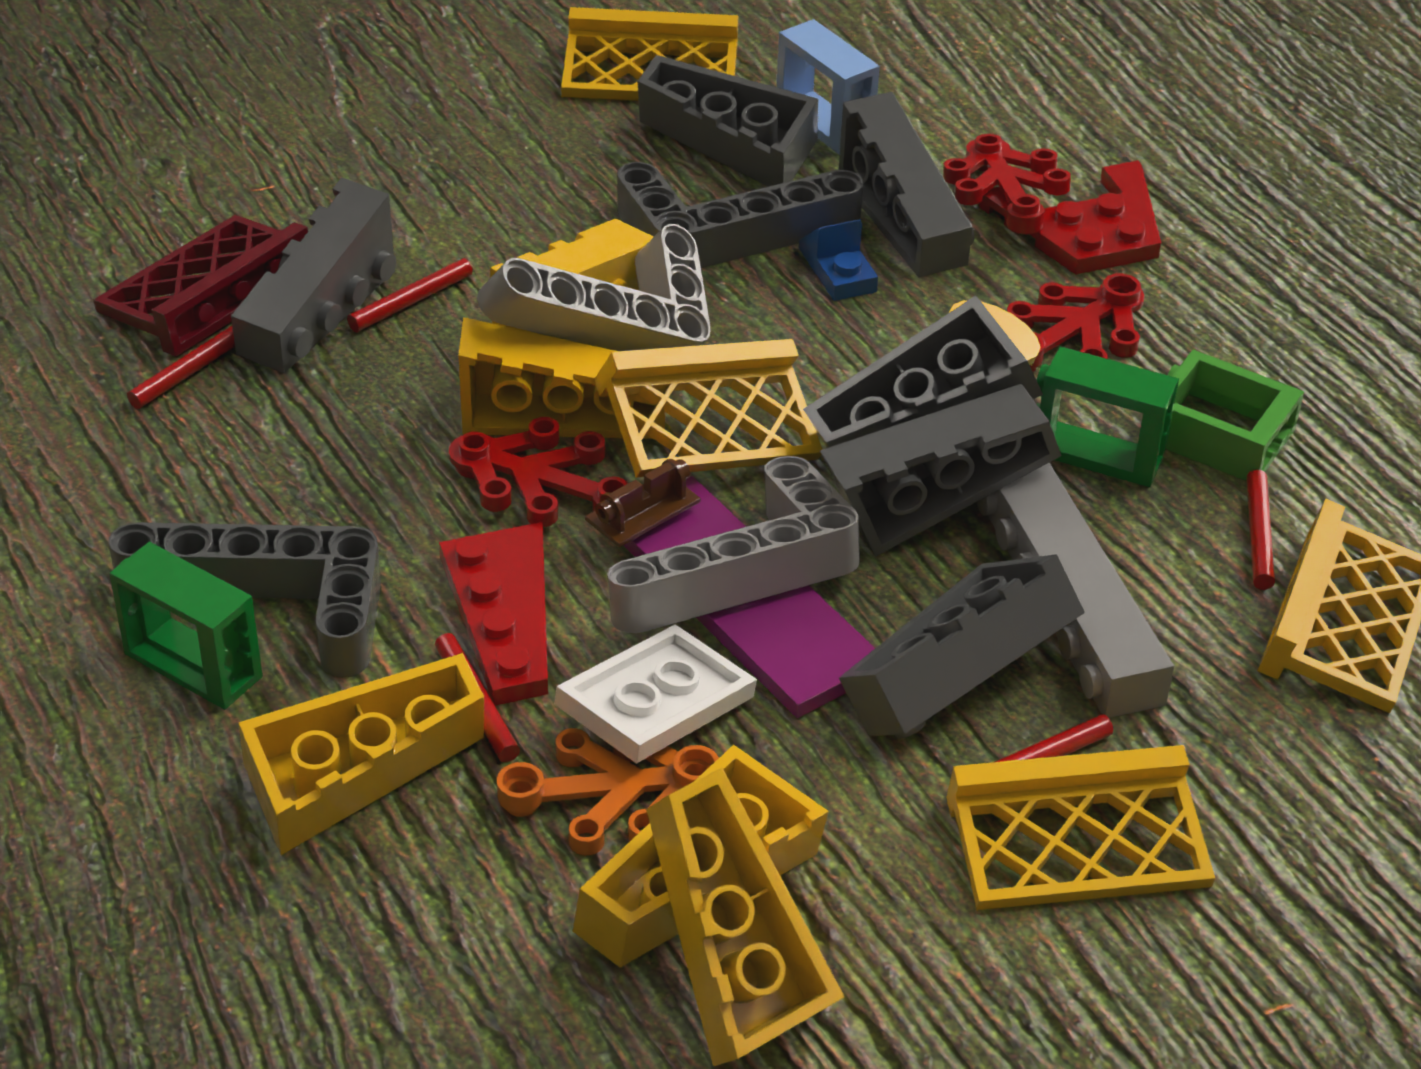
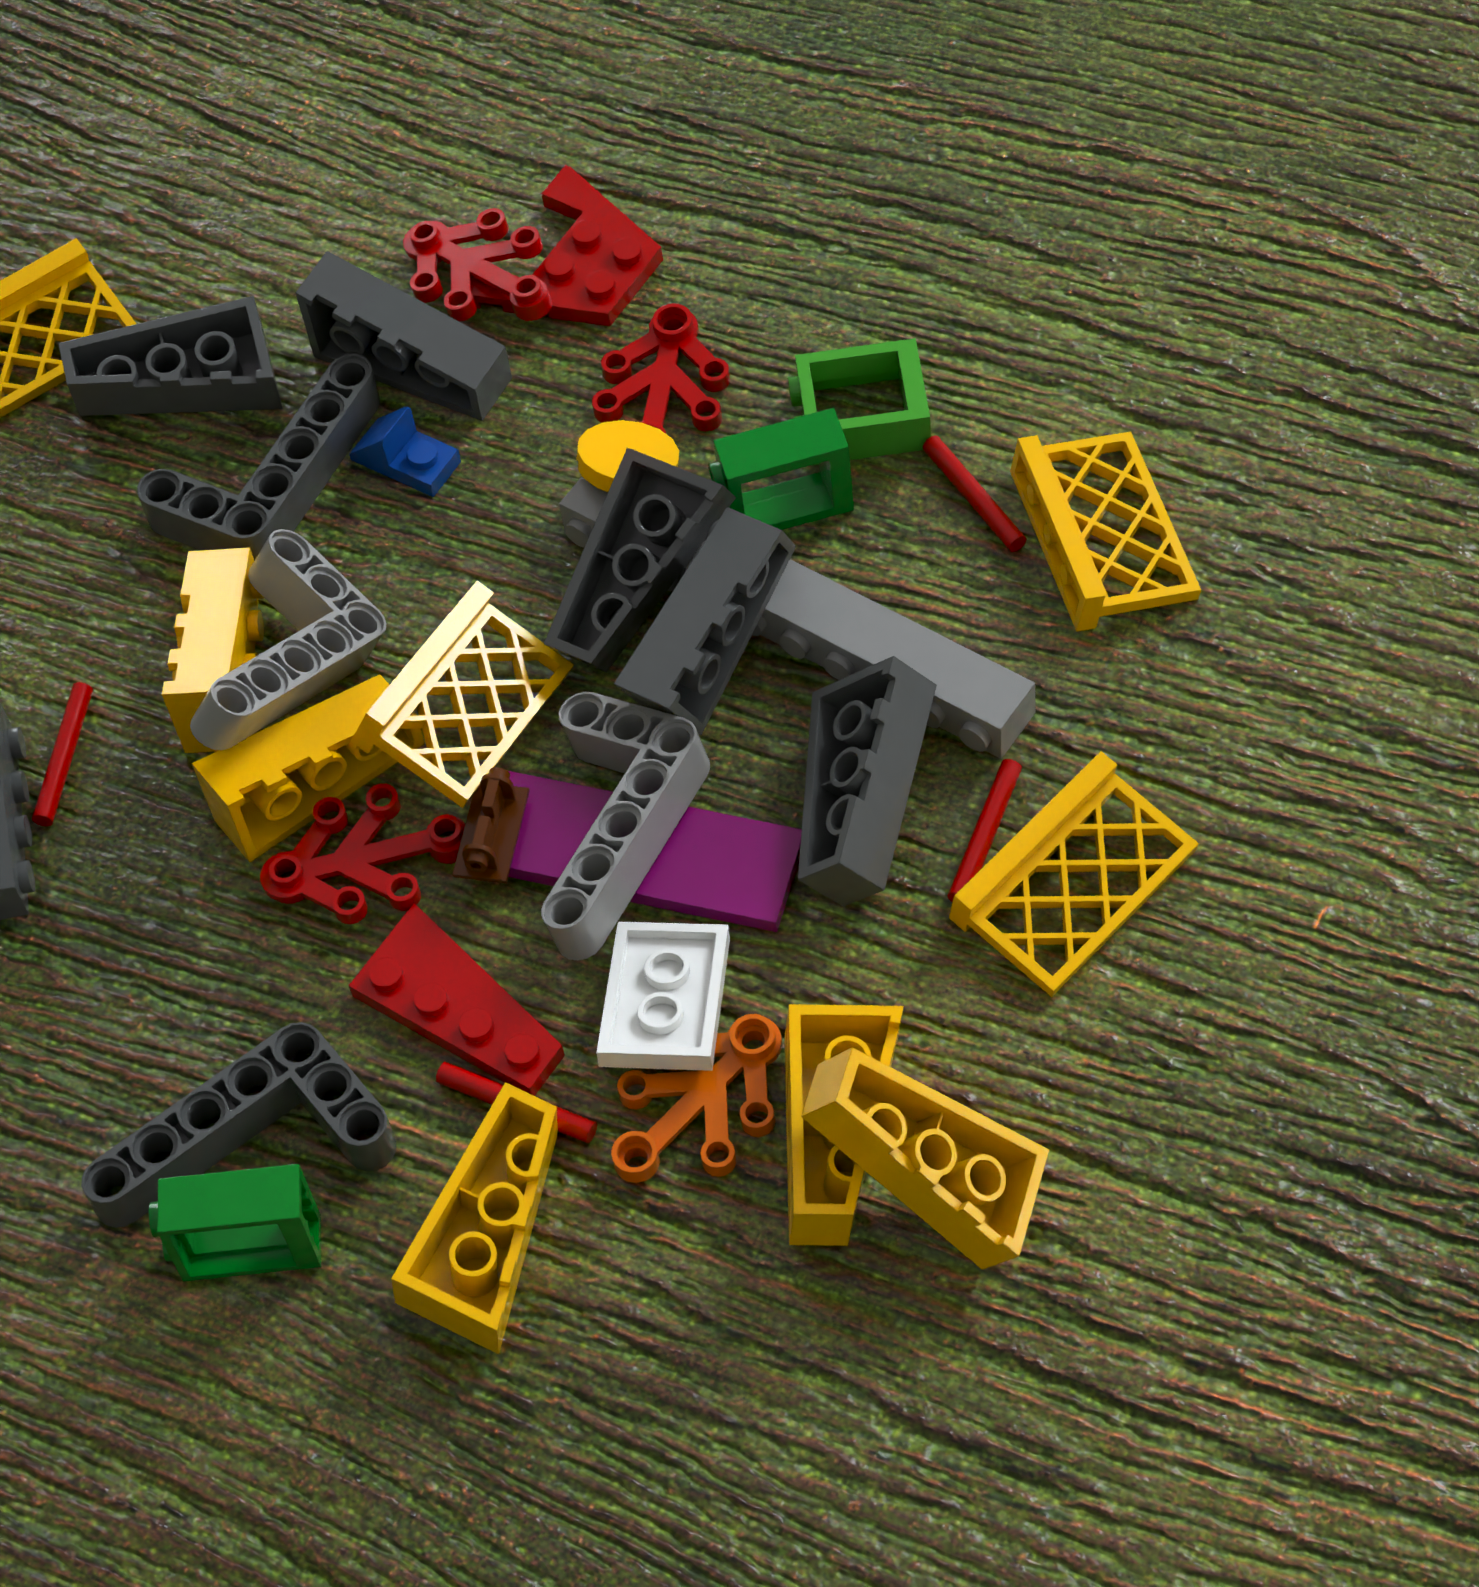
camera: 30 degrees left, 15 degrees up
(852, 73) = (236, 244): light blue window -> none

